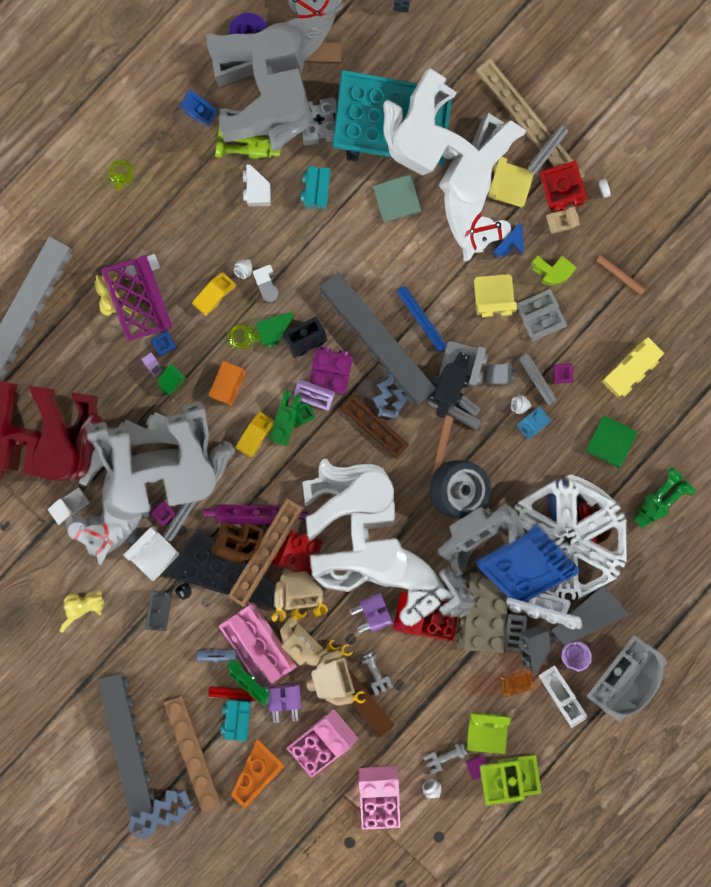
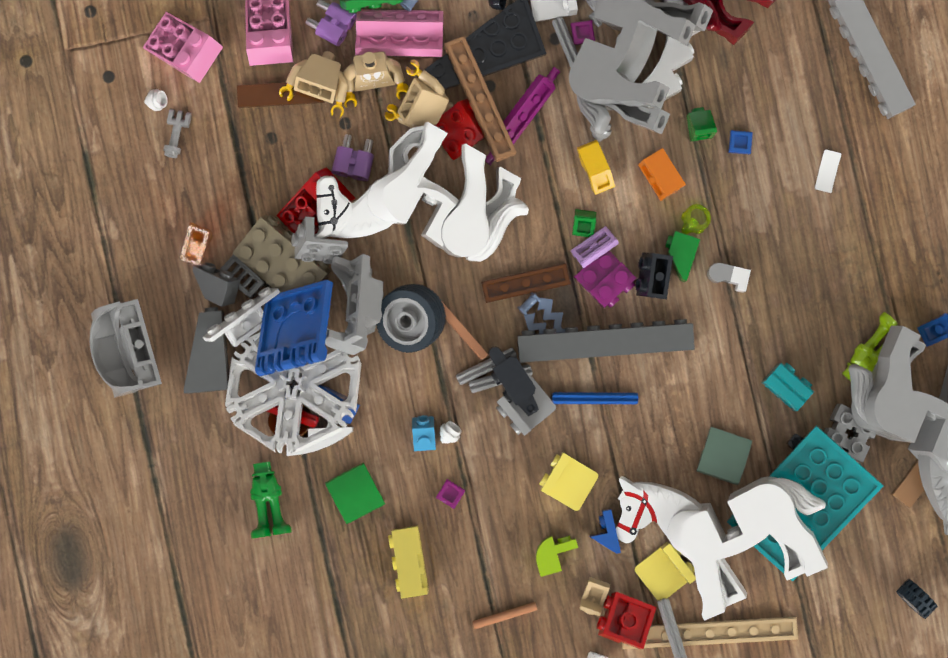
camera: 130 degrees right, 0 degrees up
(106, 304) = (815, 120): light yellow animal -> none
(118, 178) = (926, 206): clear neon green piece -> none
(151, 292) = (794, 162): magenta fence -> none
(152, 364) = (728, 118): lavender piece -> none
(213, 293) = (755, 219): yellow slope -> none
(237, 543) = (507, 78): reddish brown brick -> none
(243, 268) = (759, 265): white plate -> none
(258, 188) = (825, 330): white slope -> none
(285, 419) = (590, 204): green hinge -> none
(368, 658) = (315, 125): light grey hinge -> none
(474, 766) = (145, 156): magenta tile -> none
(487, 732) = (170, 187): lime bracket -> none
(499, 375) = (491, 431): dark grey slope -> none
(510, 779) = (112, 175): lime bracket -> none
(537, 379) = (461, 466): light grey axle -> none
(541, 315) = (519, 512): light grey slope -> none
(563, 696) = (153, 279): white slope -> none
(576, 655) = (181, 318): lavender hair -> none

